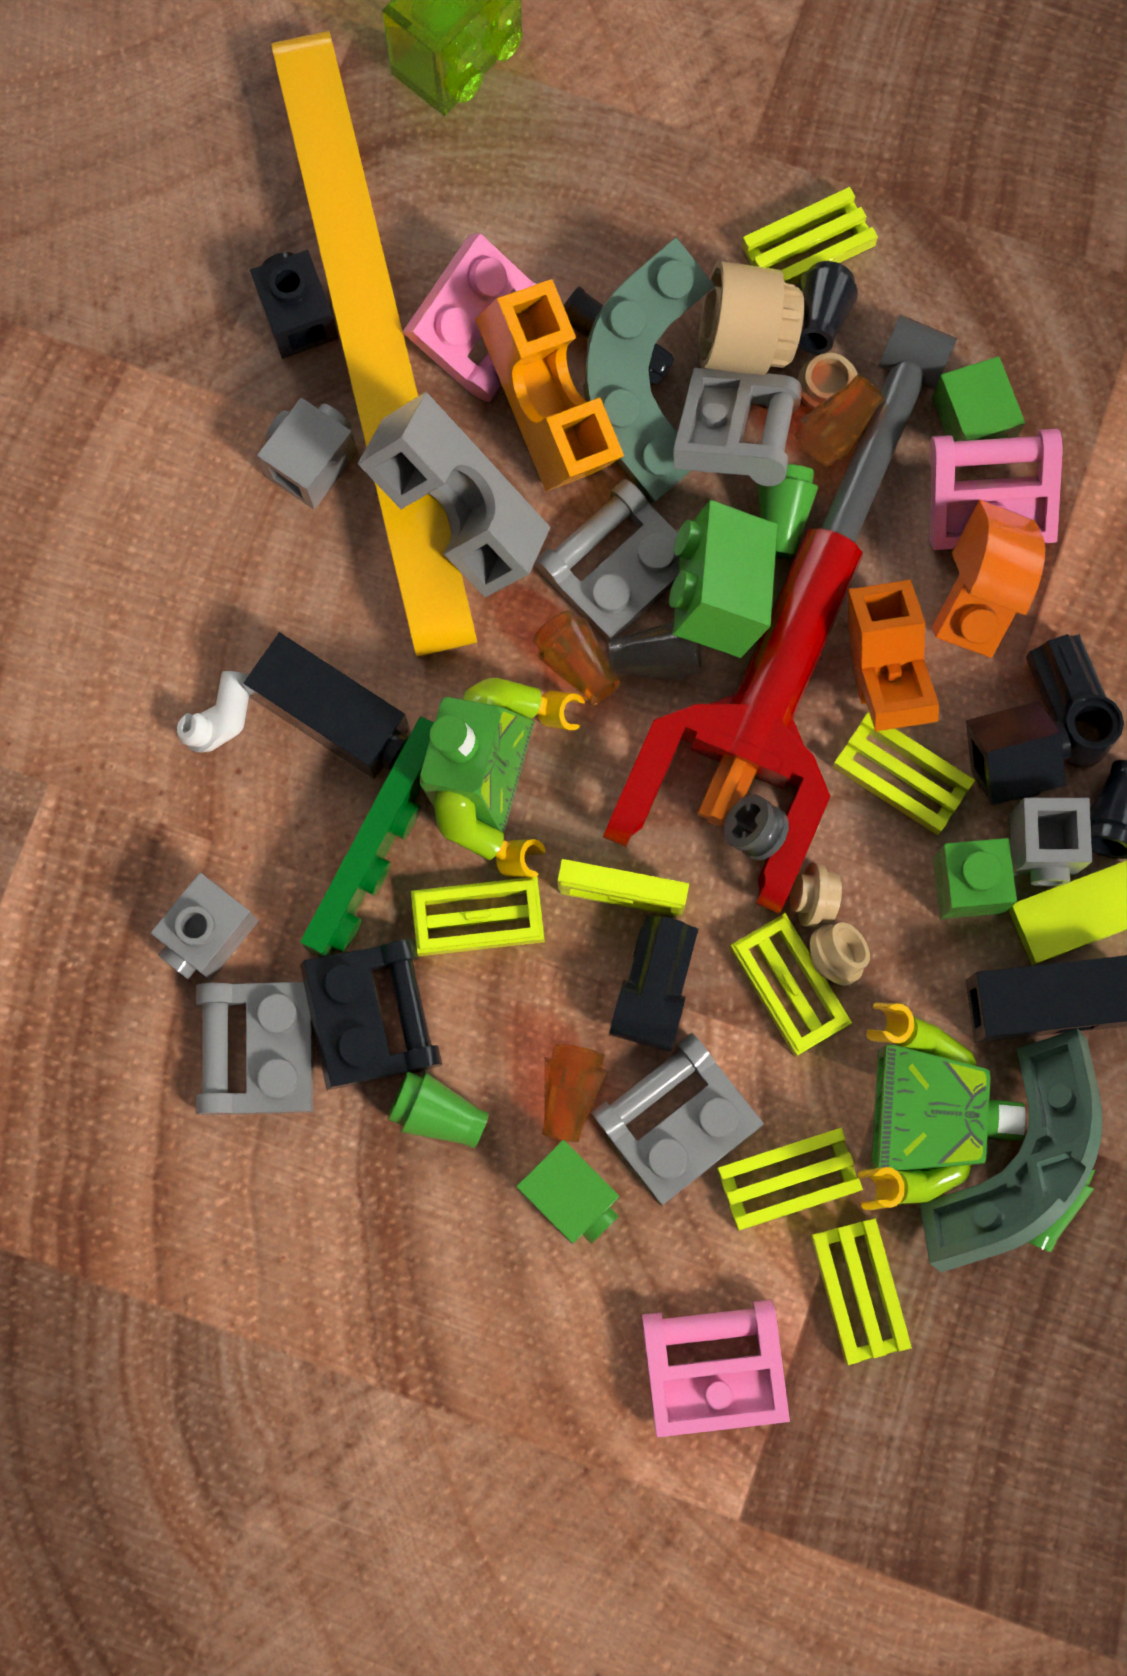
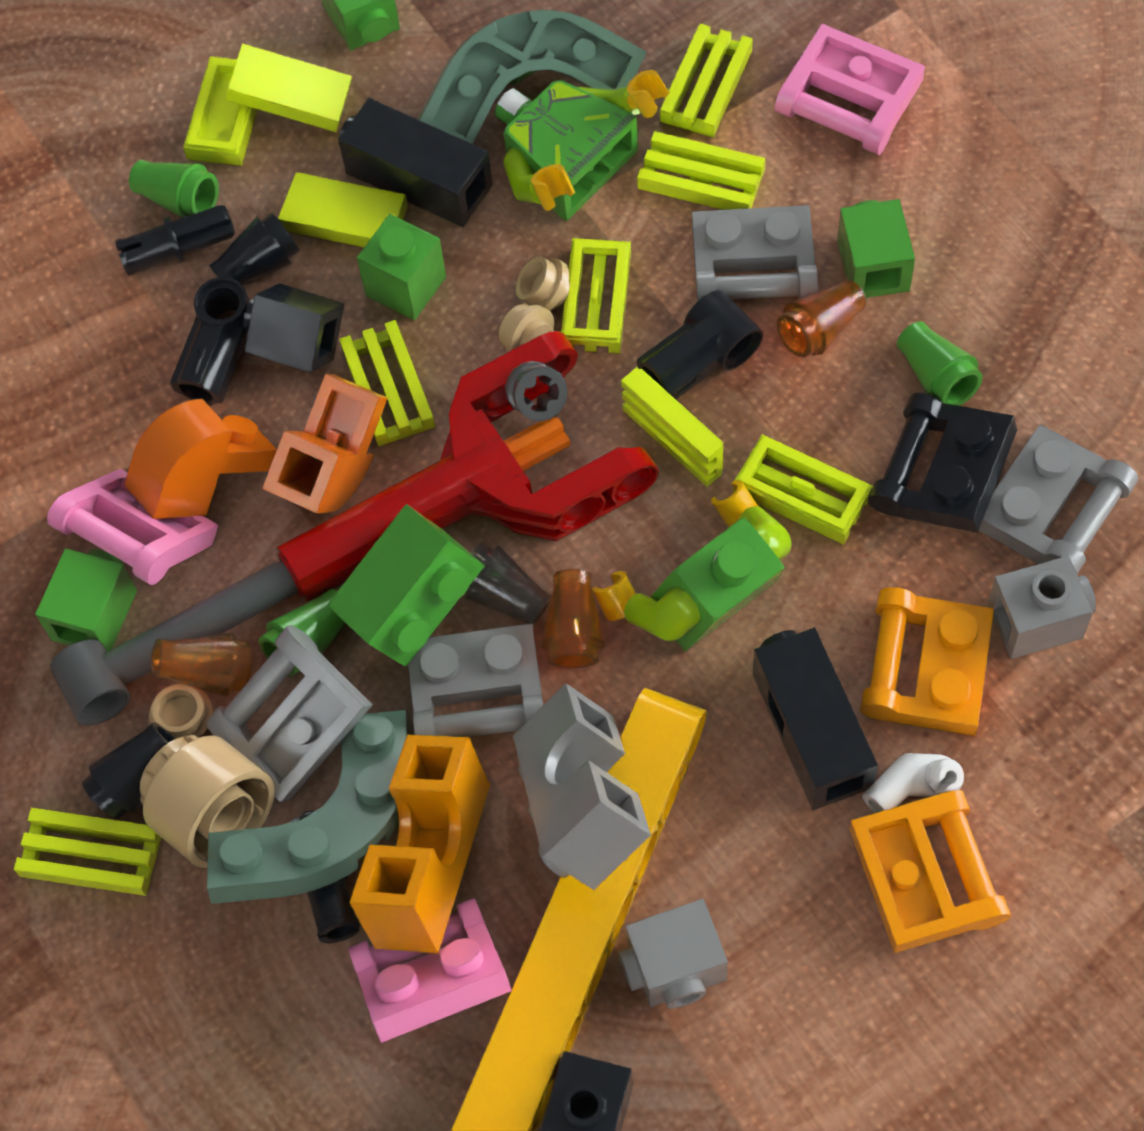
camera: 140 degrees left, 15 degrees down
(174, 632) = (909, 879): none -> light orange plate
(252, 834) = (949, 665): none -> light orange plate
(365, 862) = (830, 594): green plate -> none
(1050, 839) = (322, 251): light grey brick -> none

